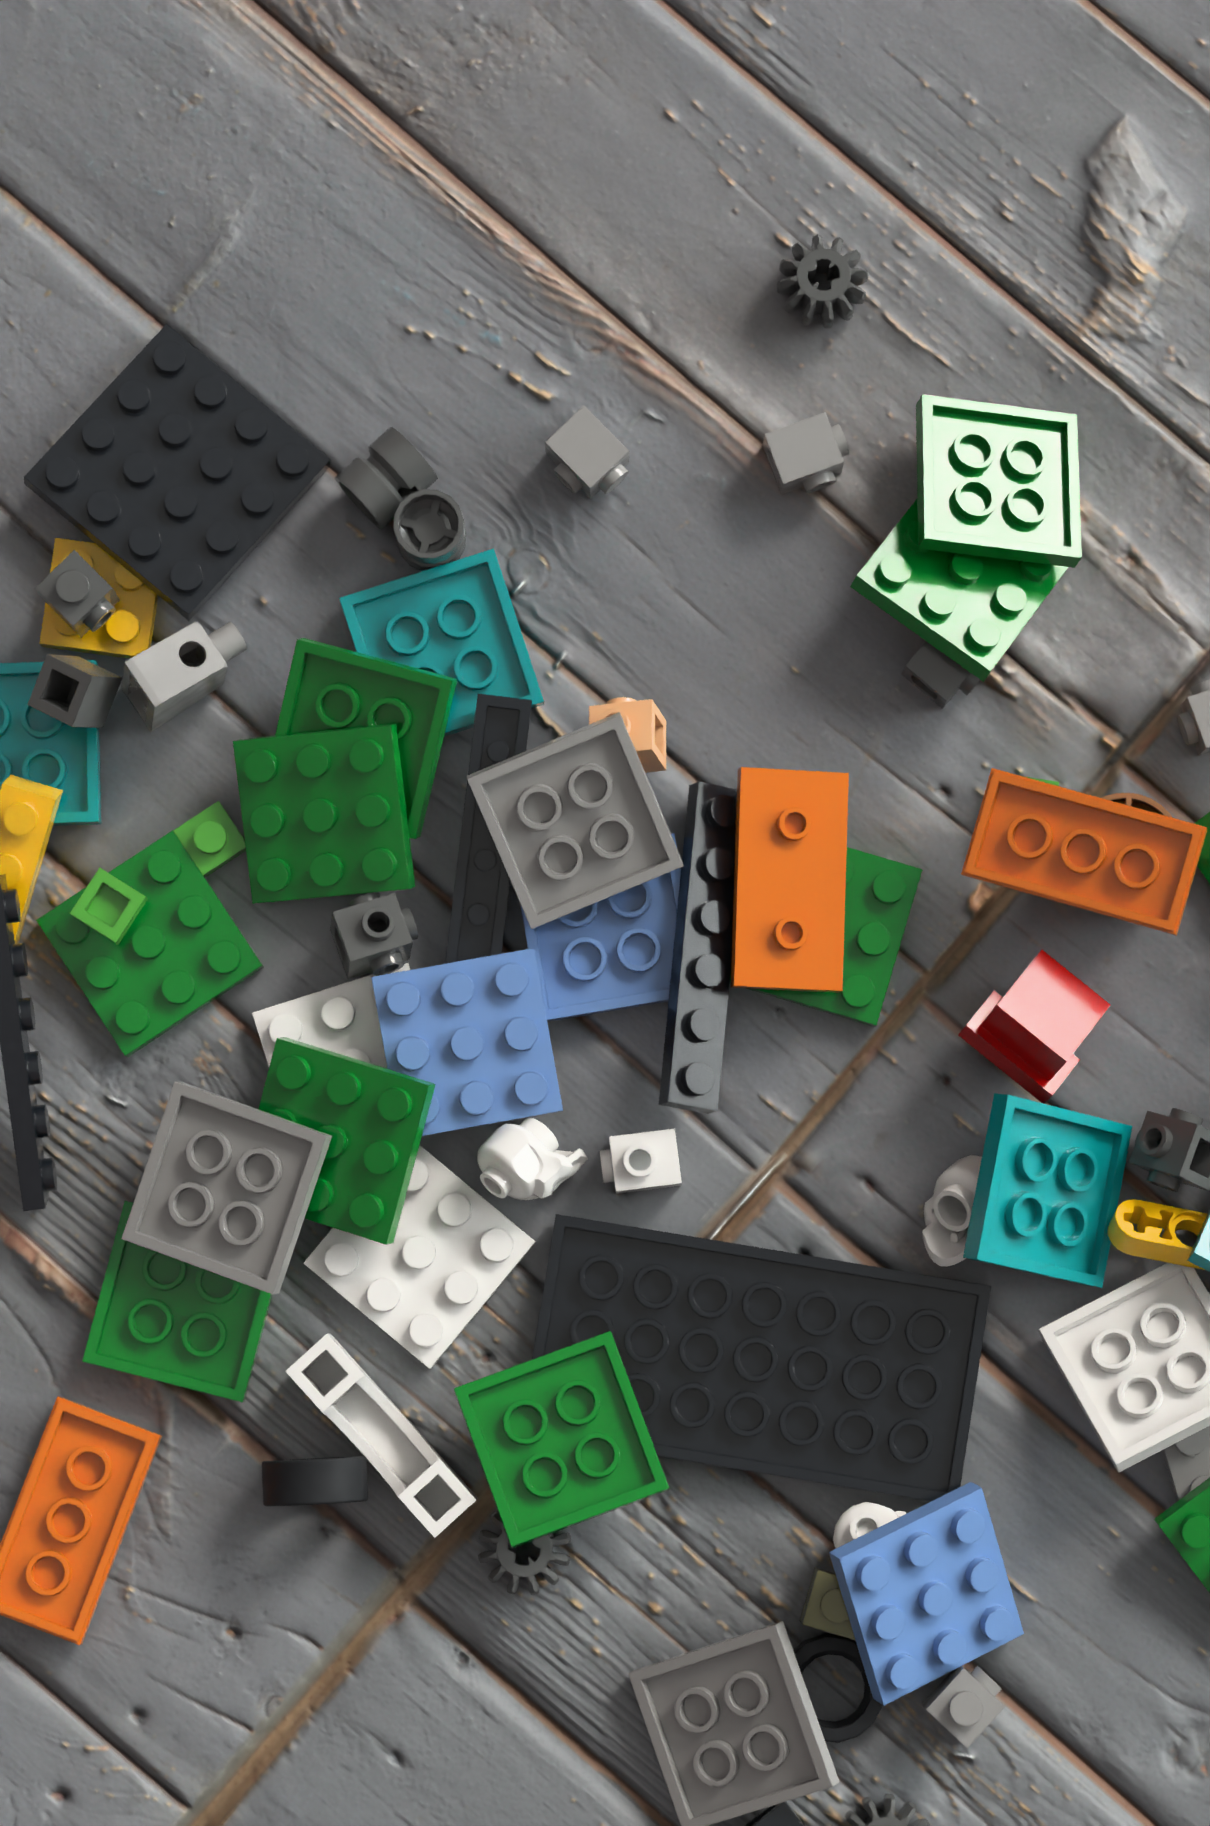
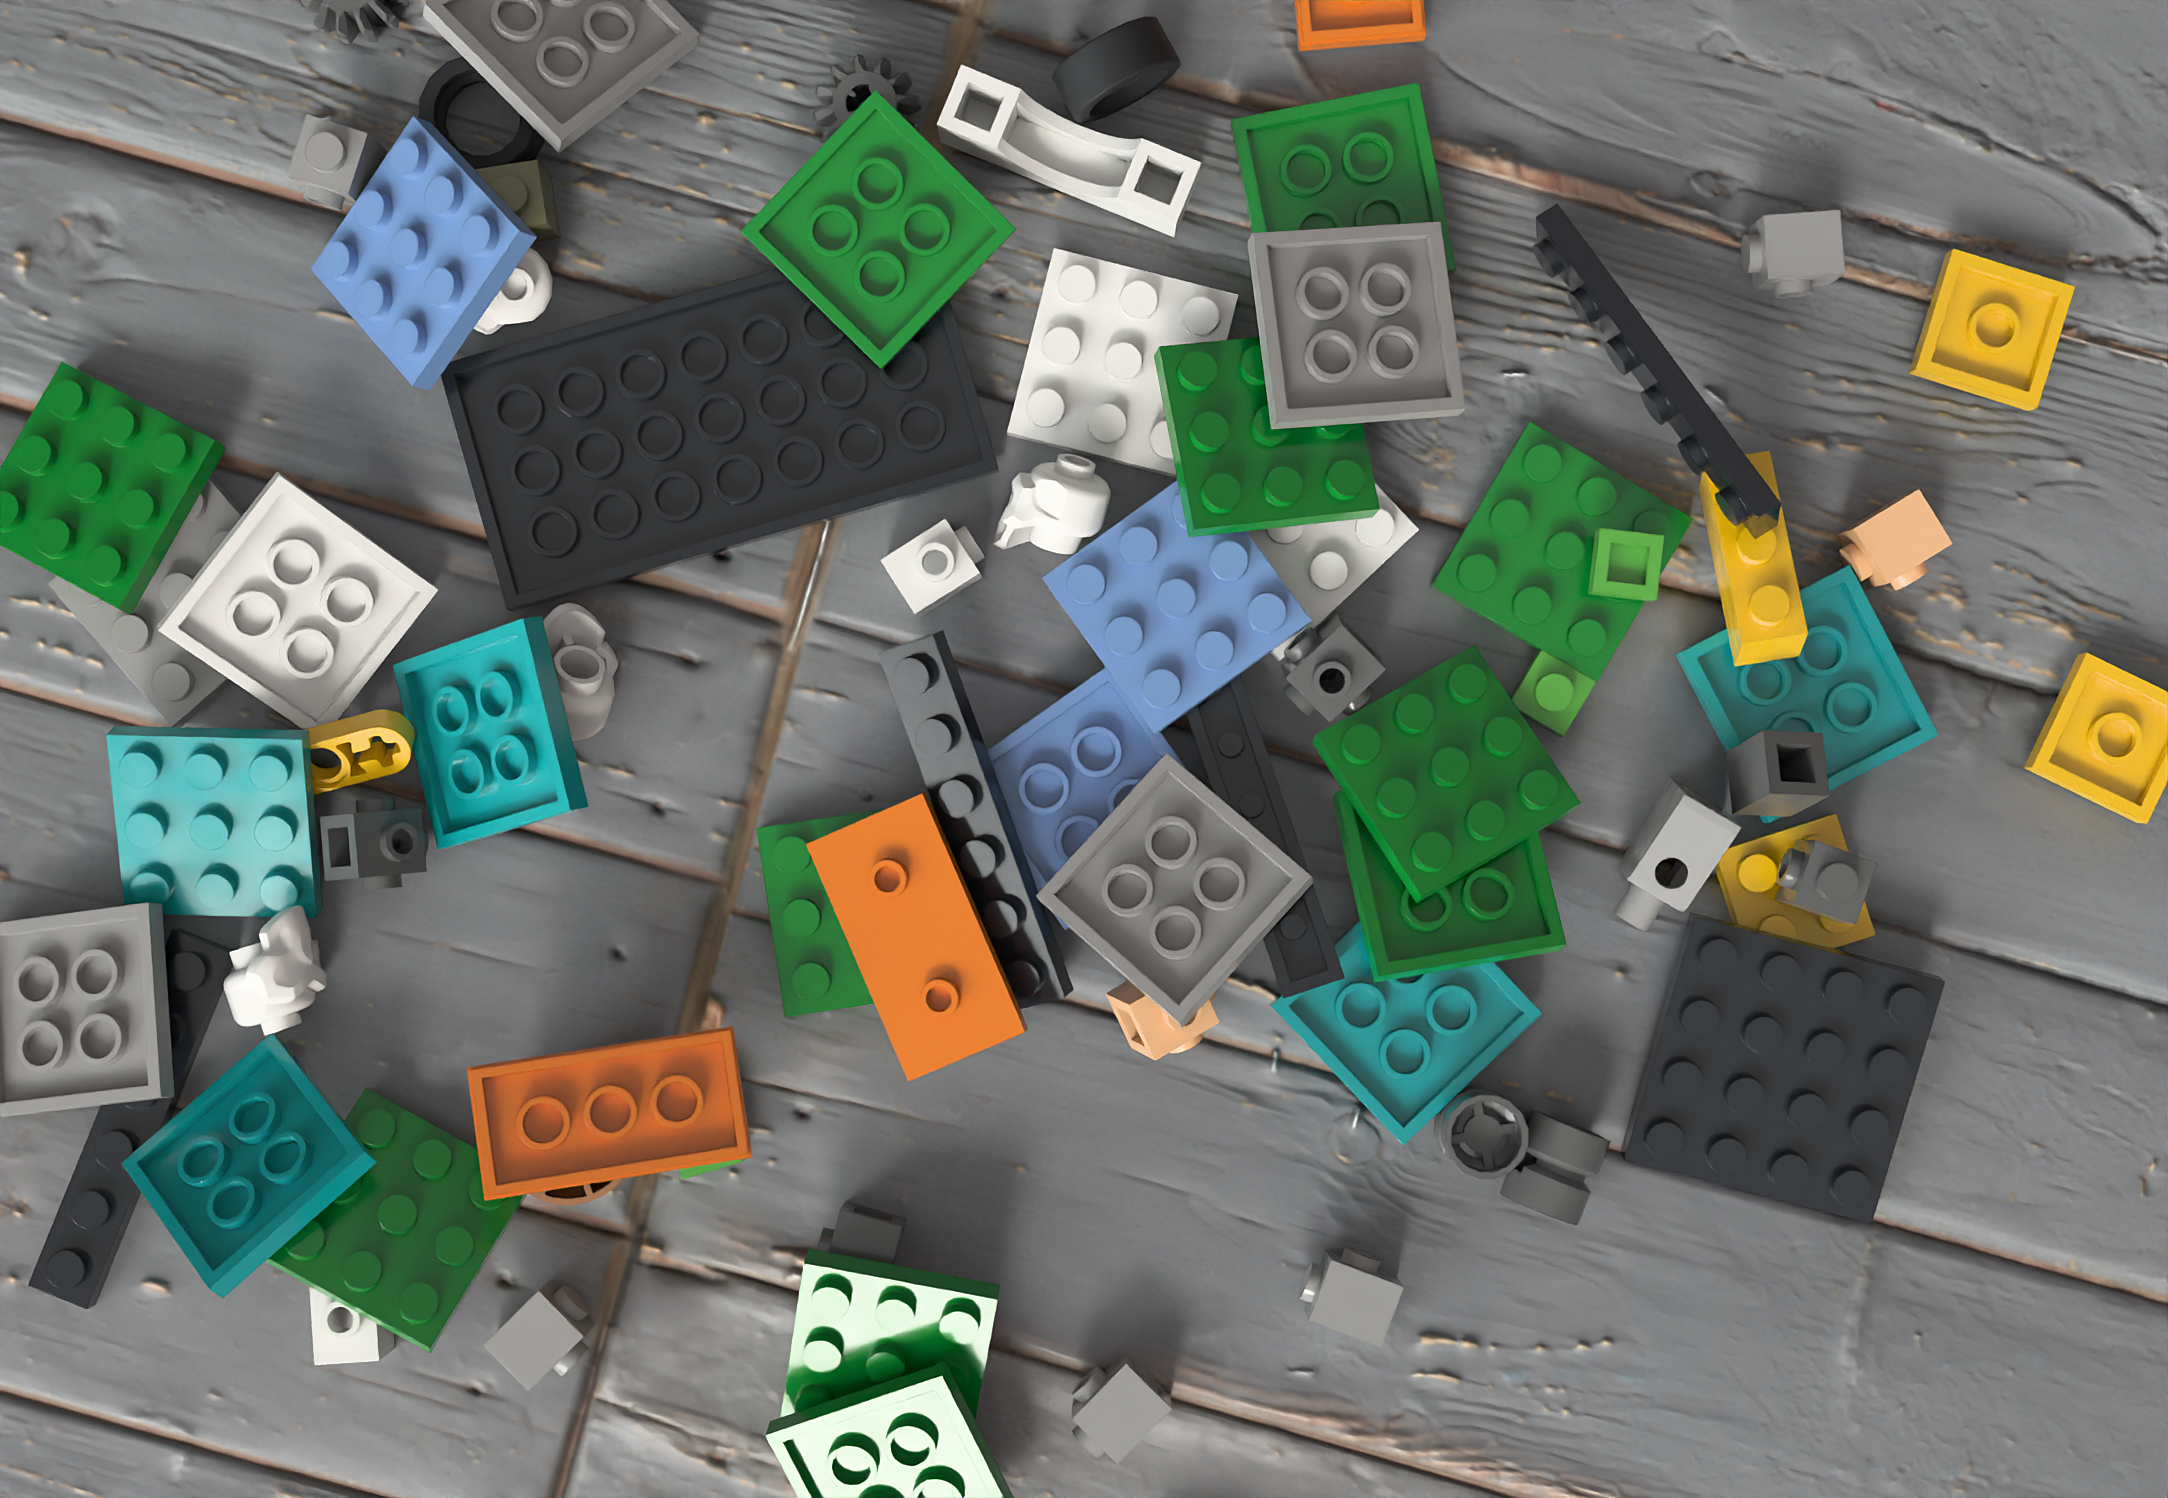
camera: 155 degrees right, 5 degrees up
(1036, 1026) = (581, 904): plate -> none

